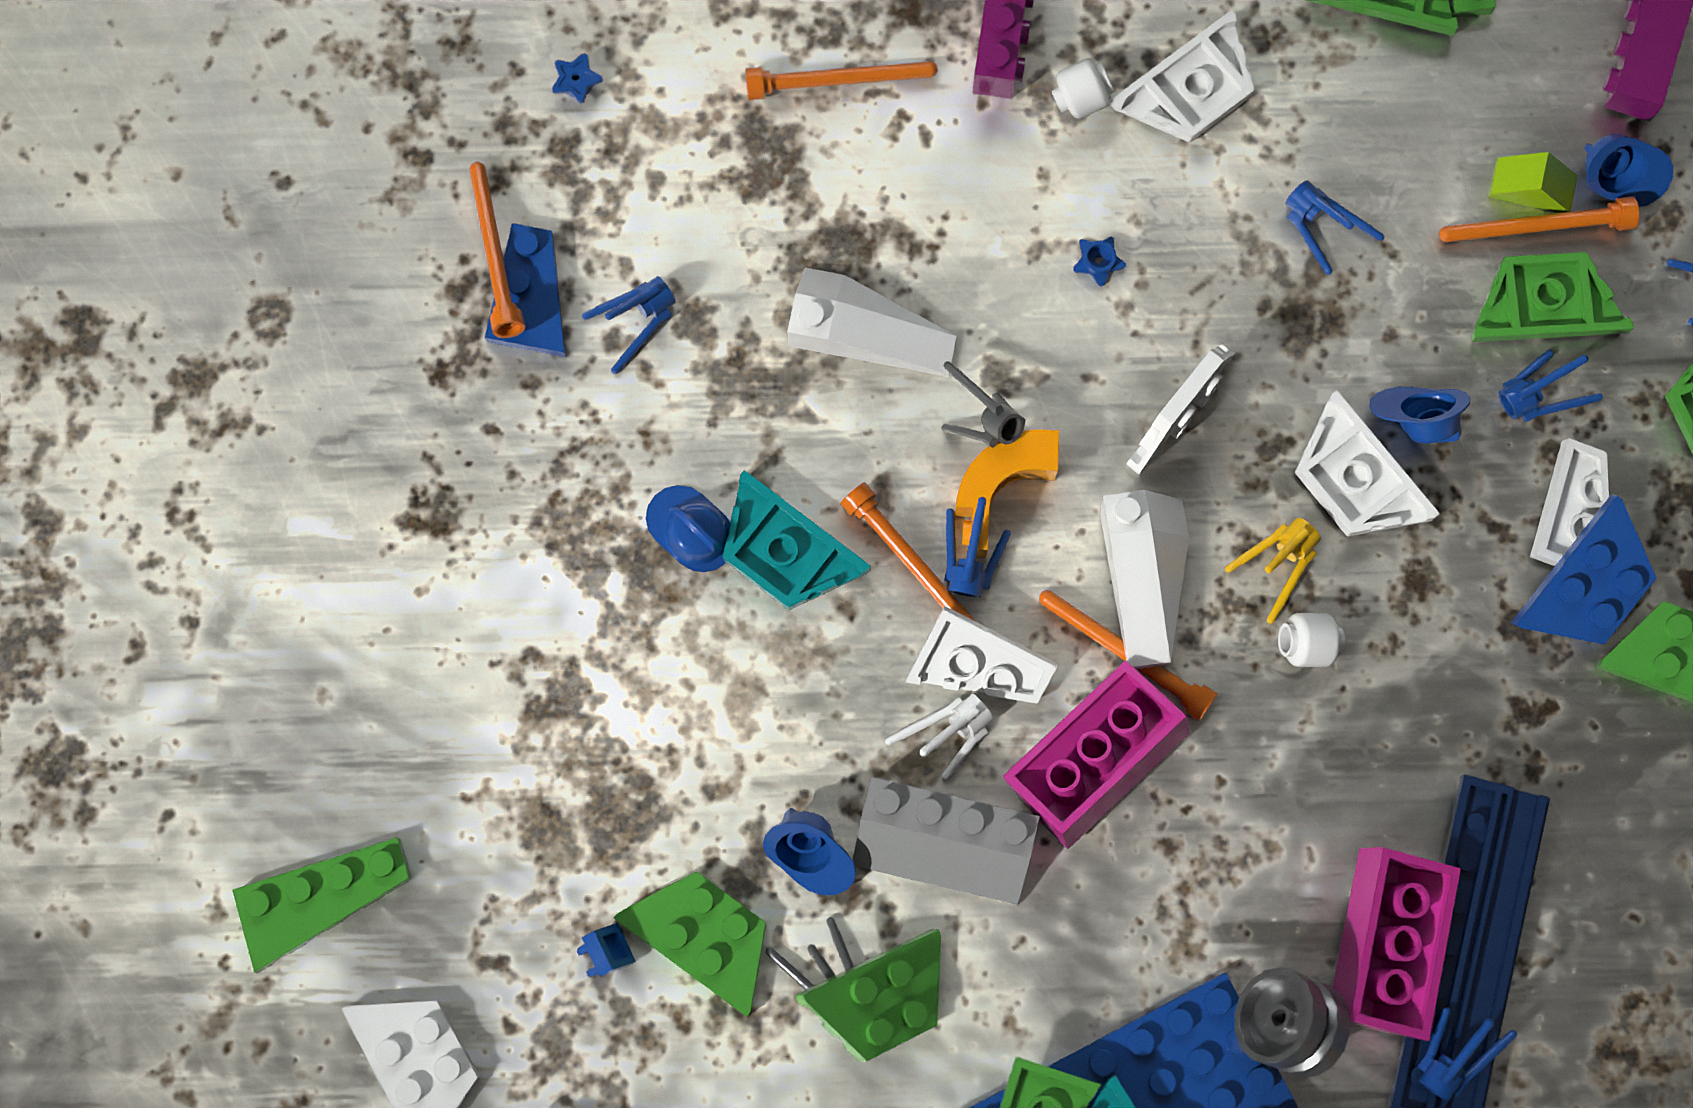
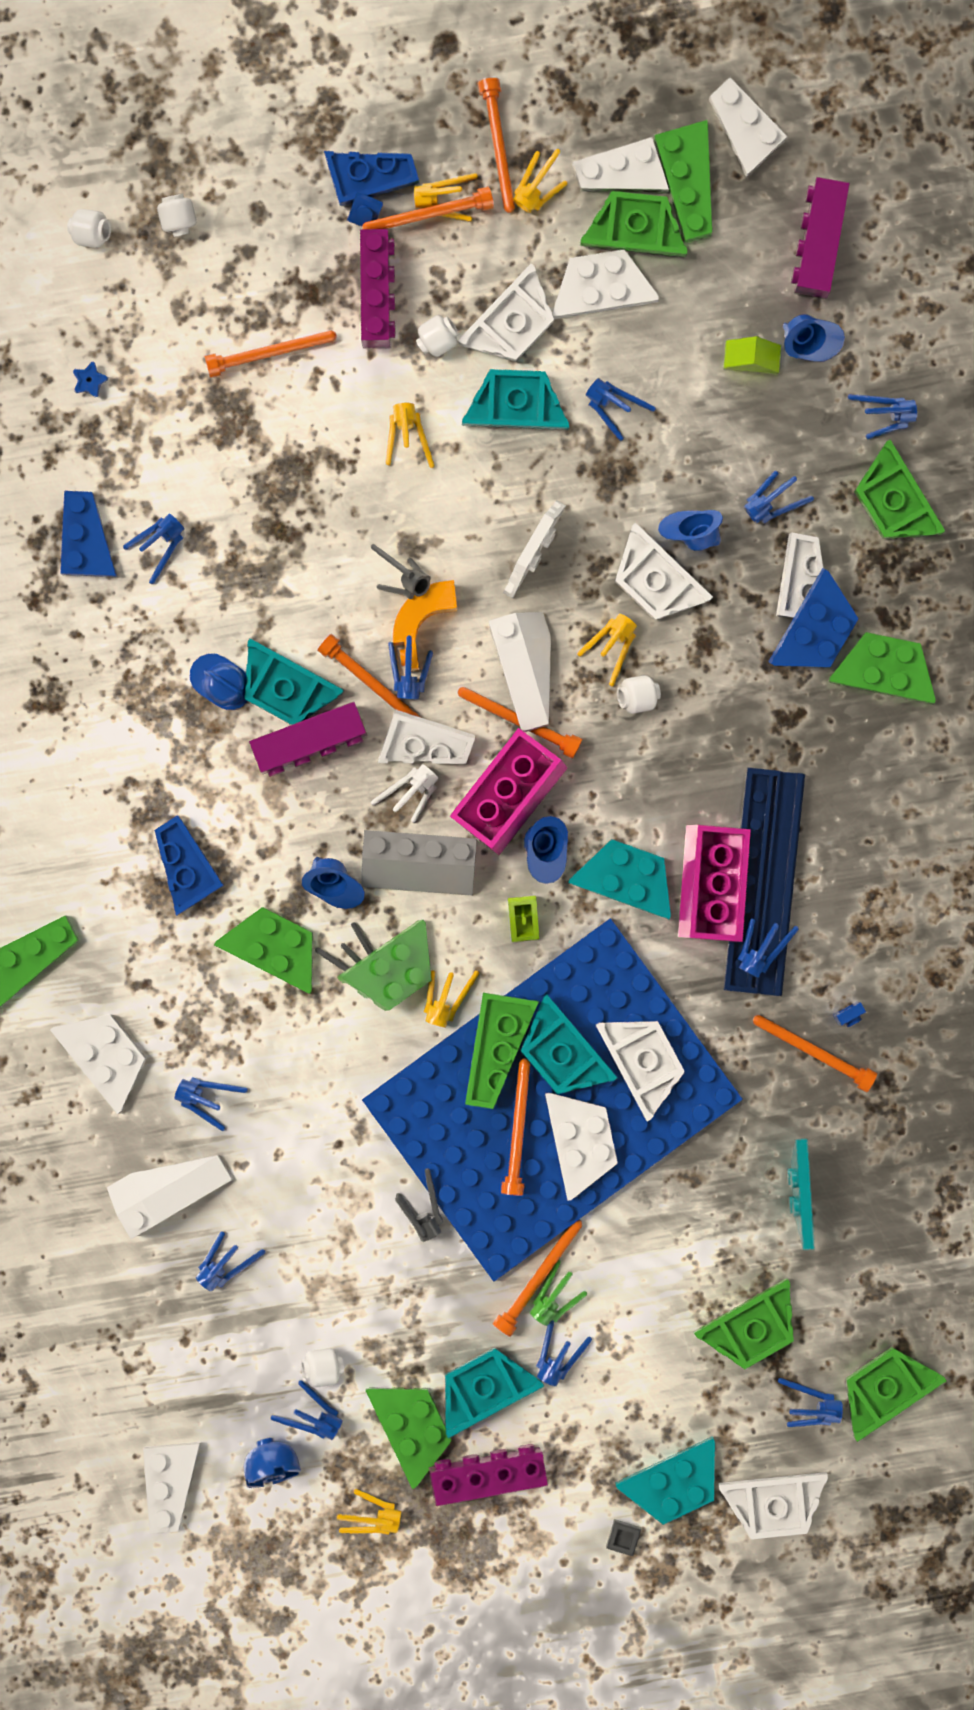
camera: 10 degrees left, 10 degrees up
(506, 317) = (72, 559): orange piece -> none
(592, 792) = (186, 866): none -> blue wing
(607, 950) = (213, 966): blue tile -> none
(808, 629) = (308, 738): none -> magenta brick
(857, 323) = (305, 522): white wedge -> none
(941, 1077) = (438, 1012): none -> yellow plant
(1019, 197) = (405, 418): none -> yellow plant
(1092, 950) = (523, 918): none -> lime slope
(1104, 250) = (469, 447): blue plate -> none
(1143, 850) = (546, 849): none -> blue piece
(1183, 196) = (516, 401): none -> teal wing
(1258, 913) = (627, 877): none -> teal wing
(1292, 1022) = (653, 944): flat silver wheel -> none
(1328, 56) = (602, 284): none -> white wing
(1548, 300) = (769, 437): bright green wing -> none
(1620, 214) = (810, 369): orange piece -> none

